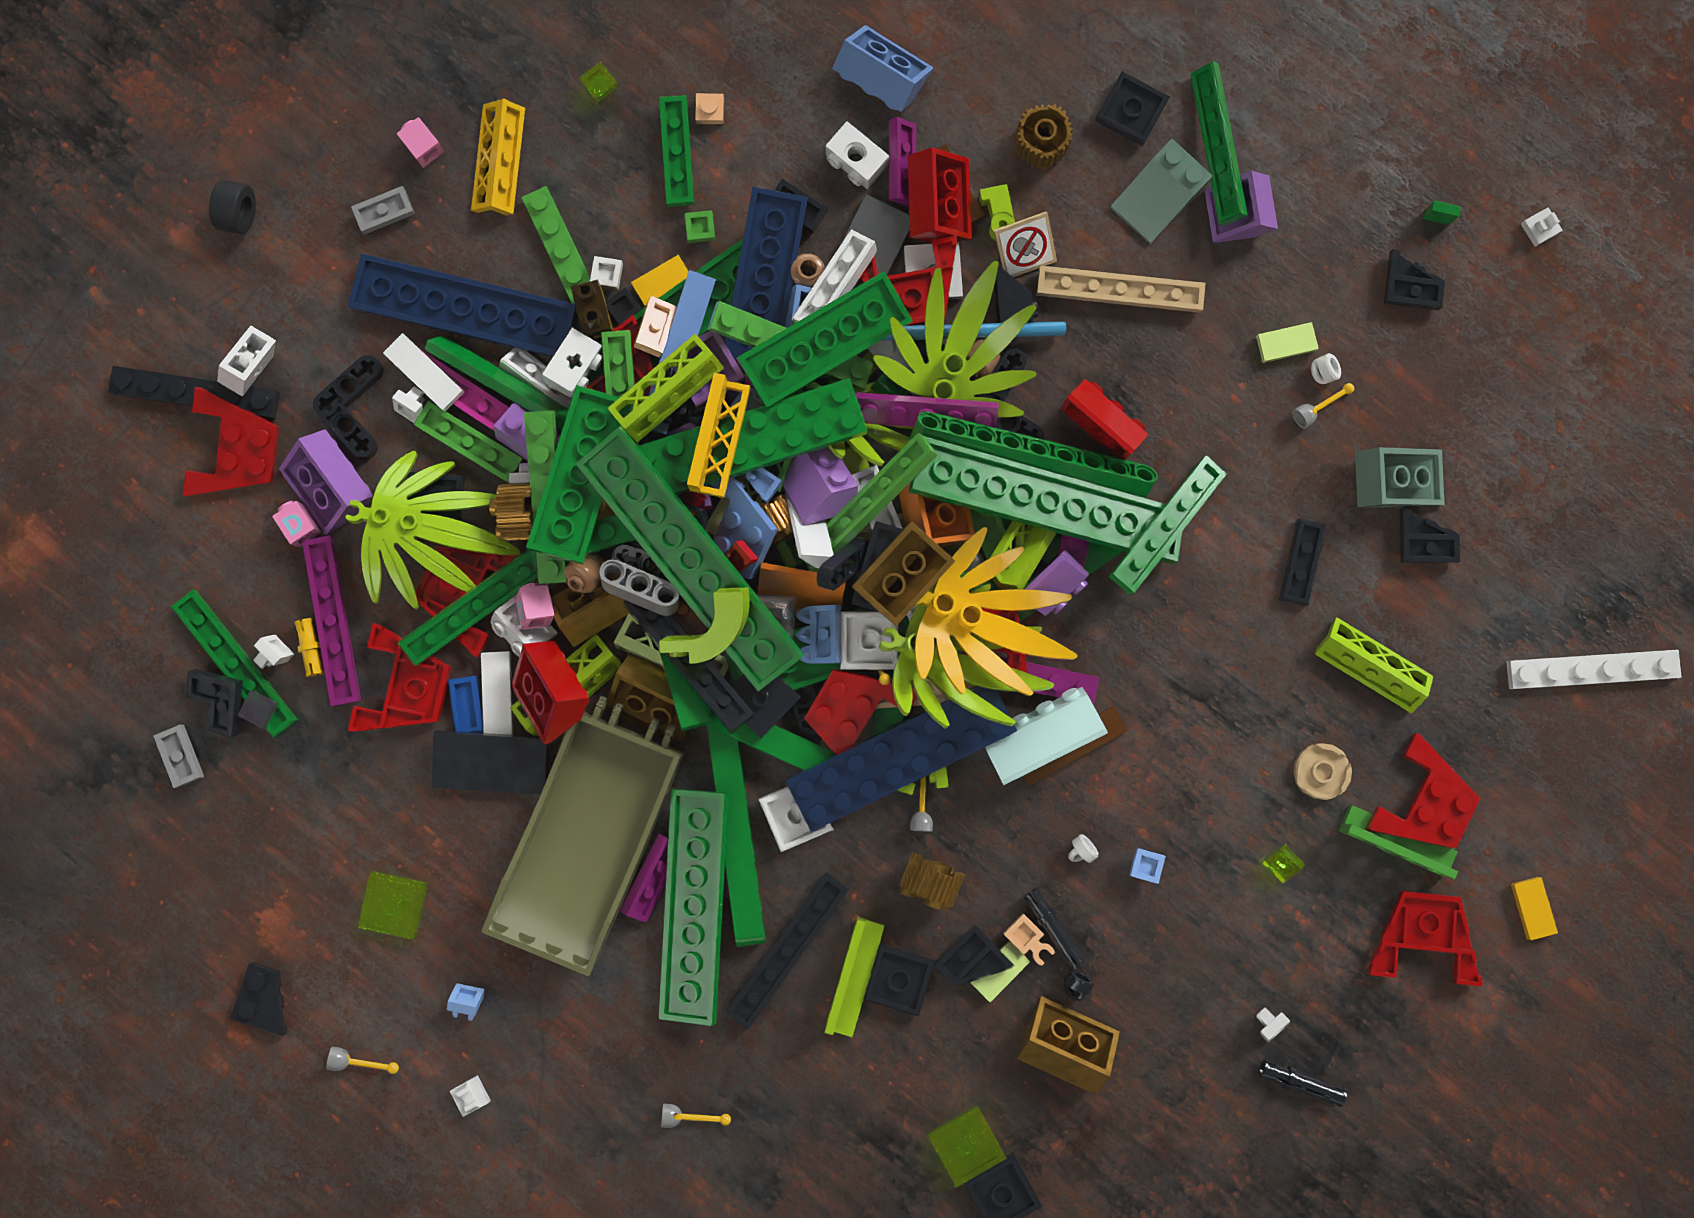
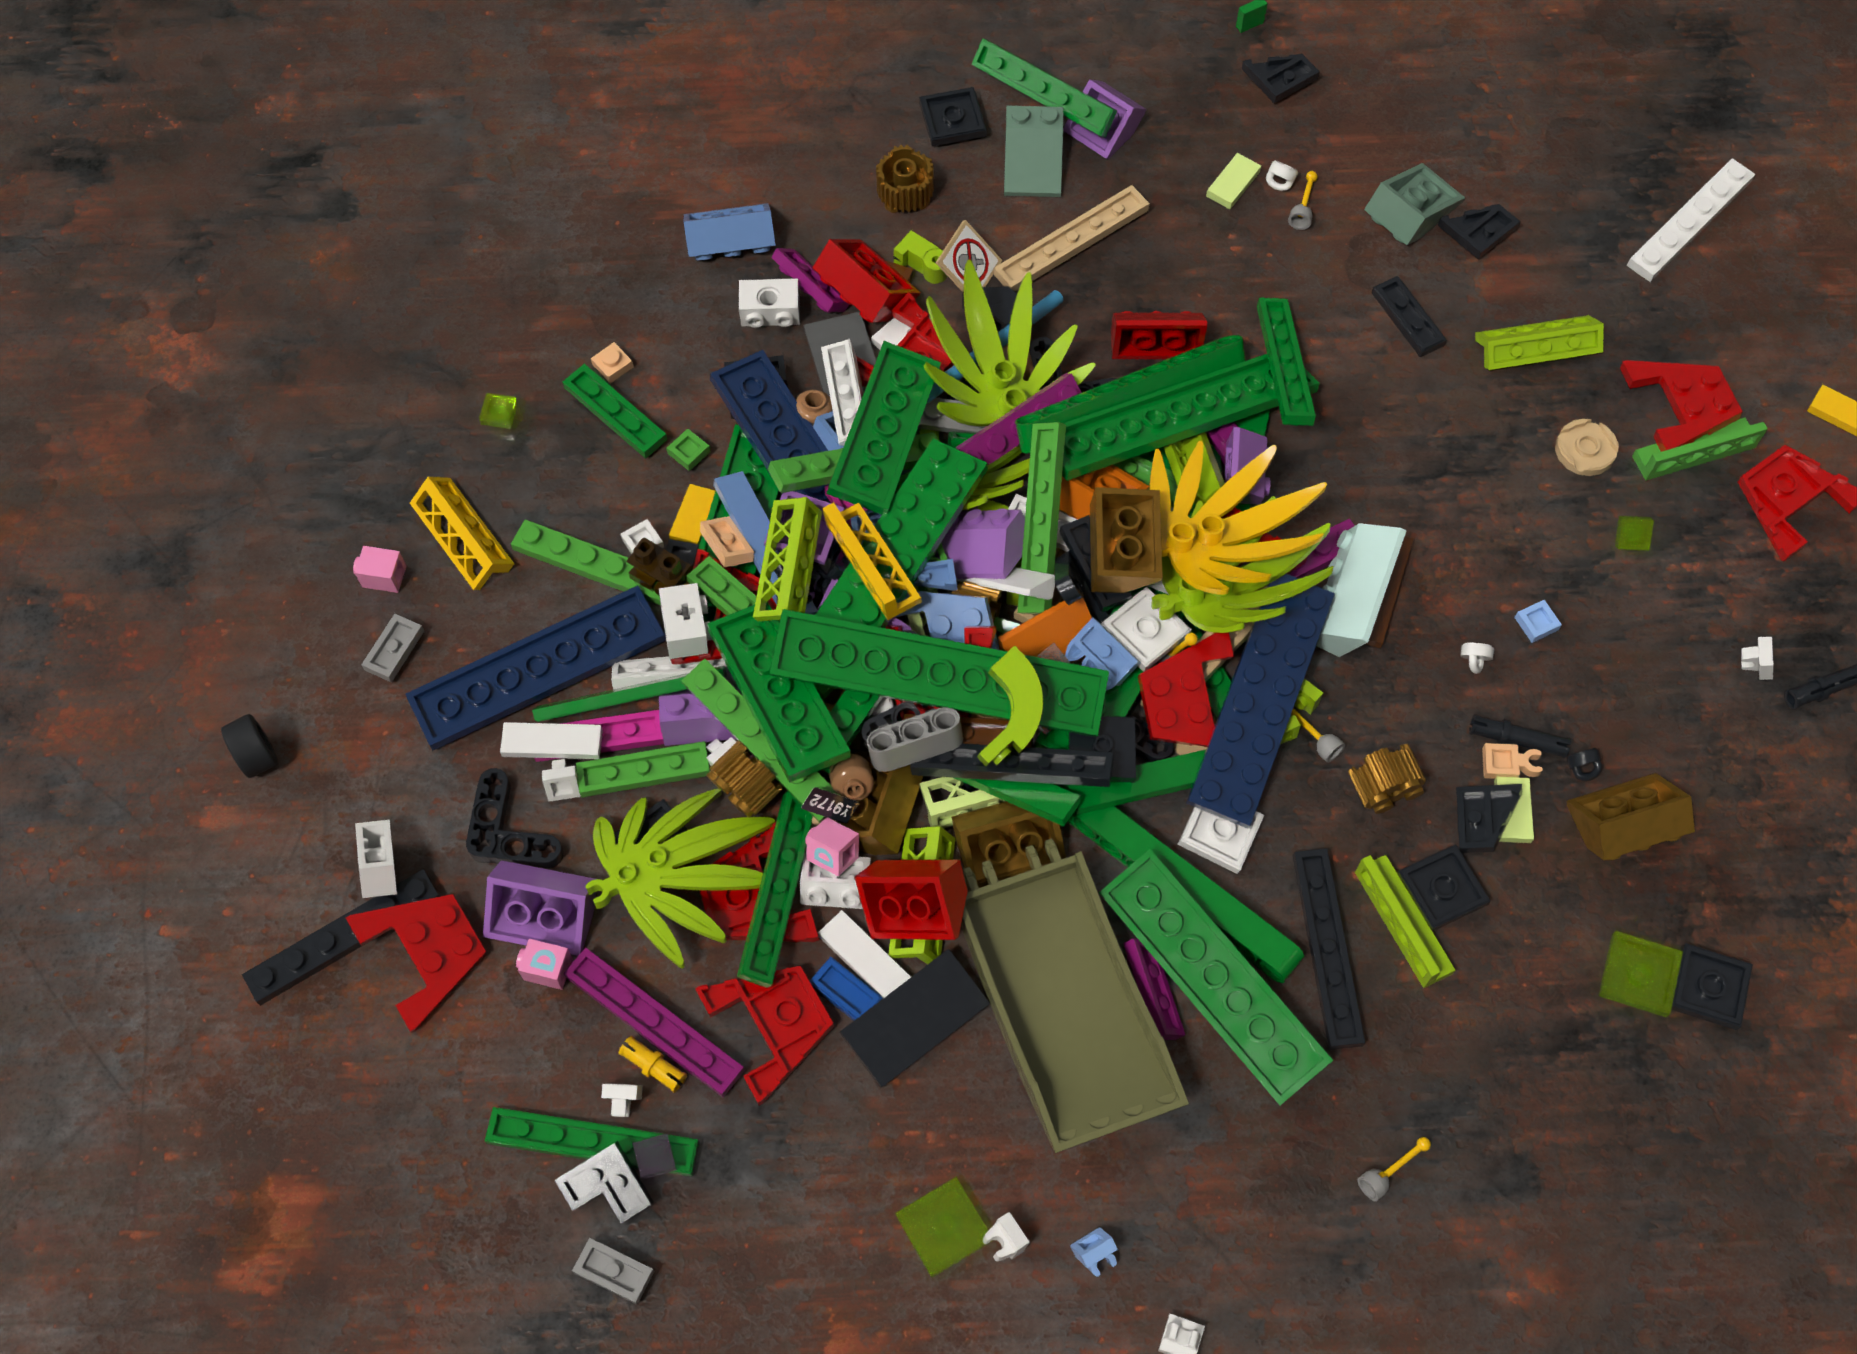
camera: 40 degrees left, 20 degrees down
(422, 947) = (1010, 1237): none -> white tile
(551, 581) = (830, 805): none -> black sticker

